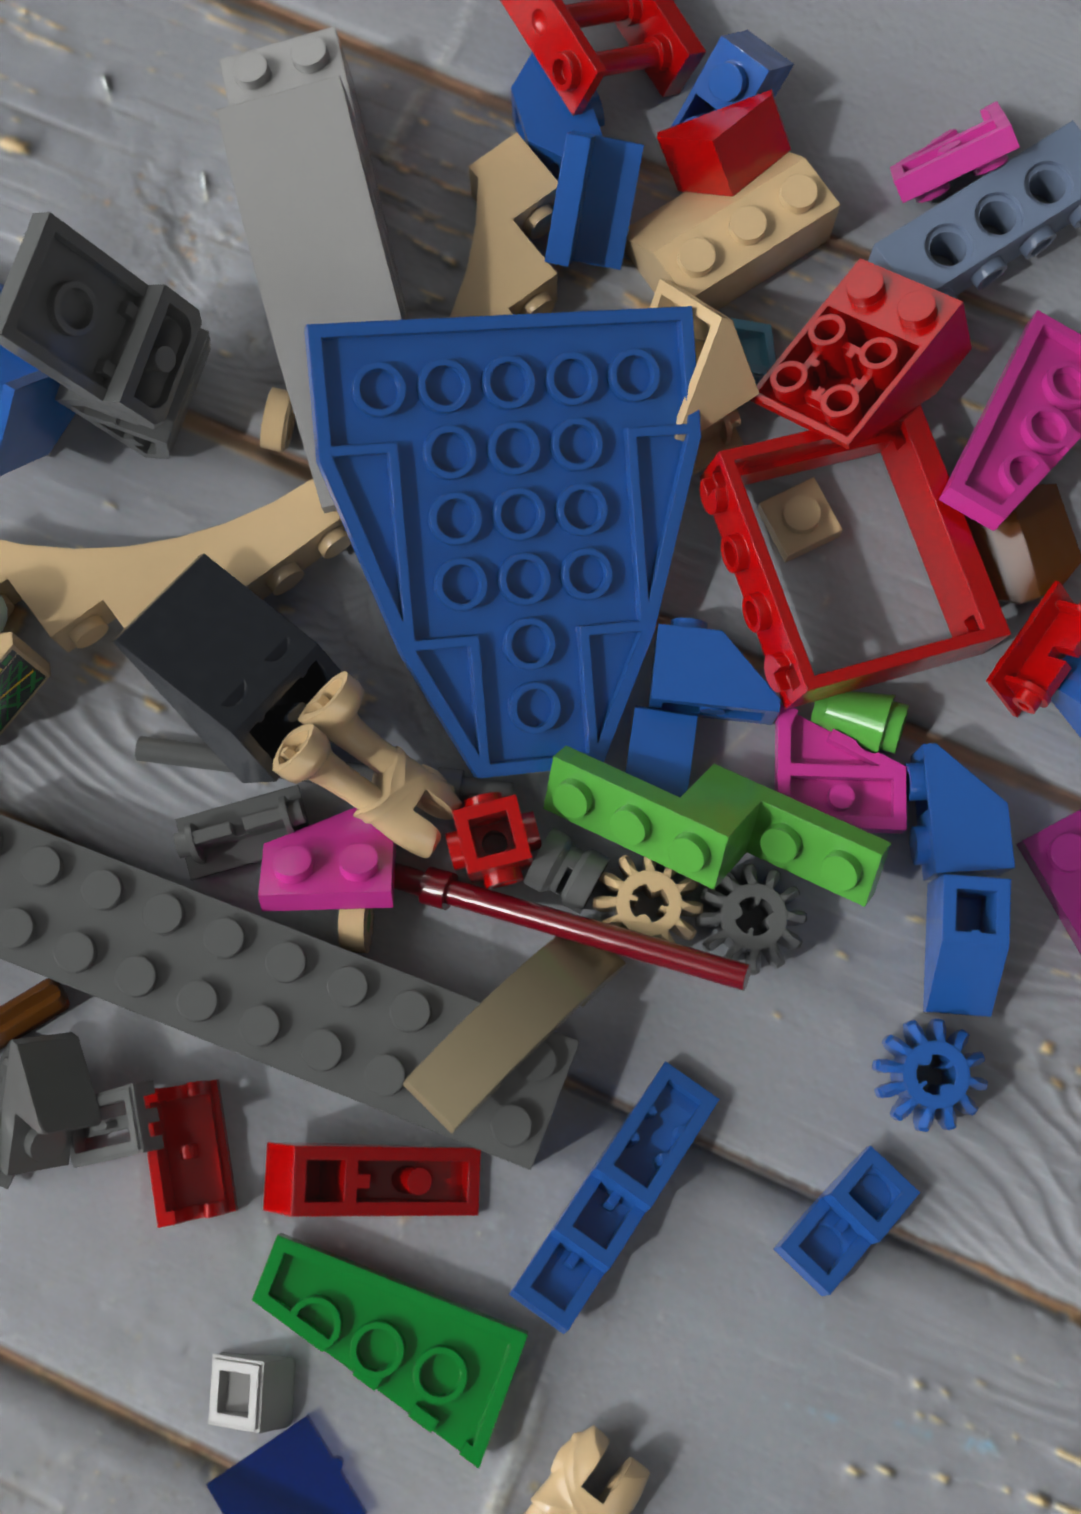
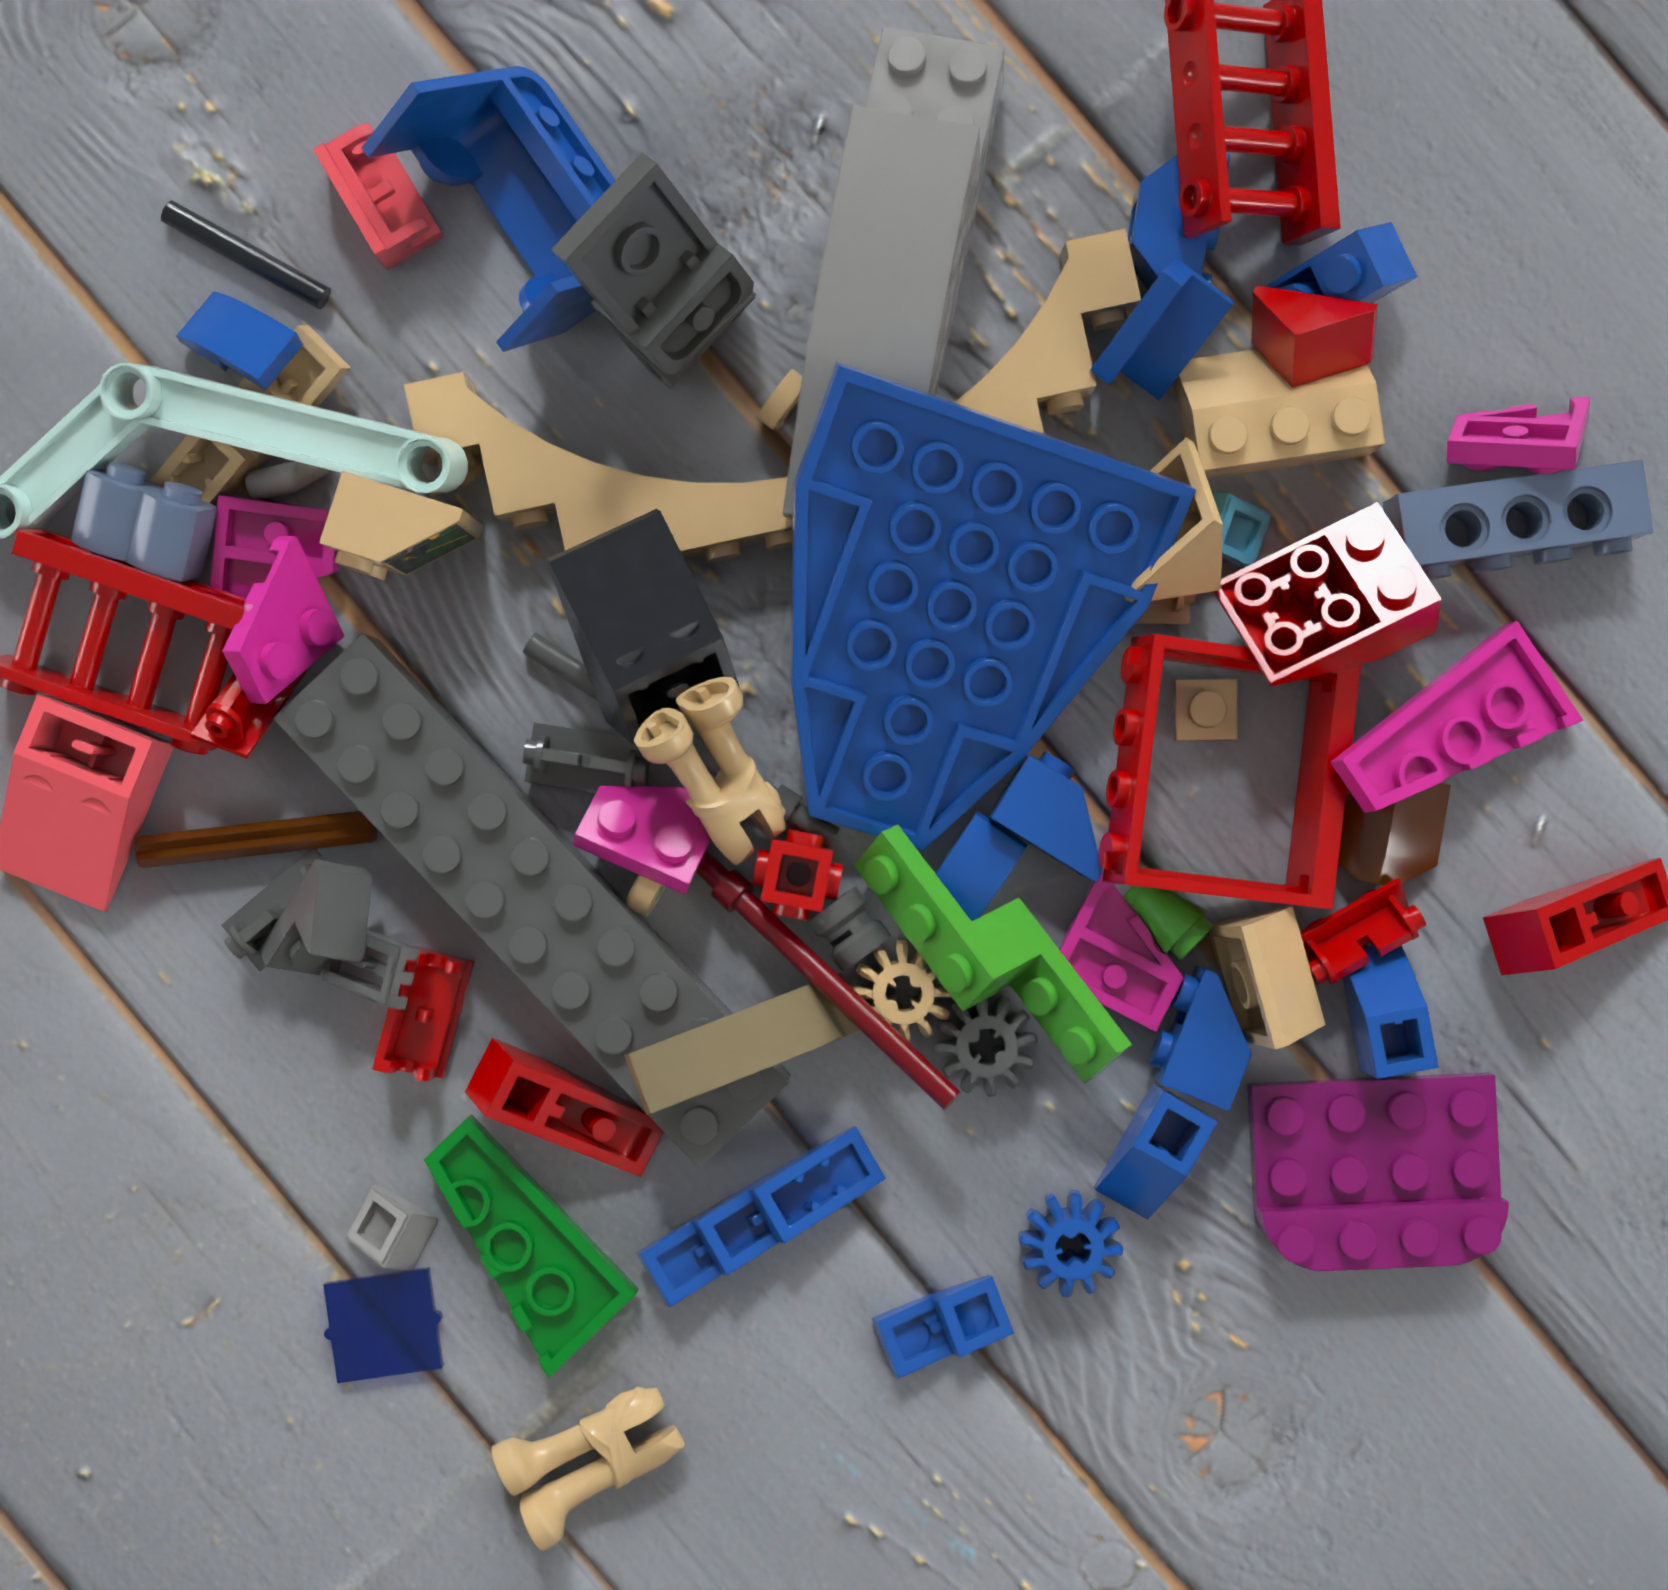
camera: 20 degrees right, 10 degrees up
(982, 725) = (1267, 977): none -> tan slope

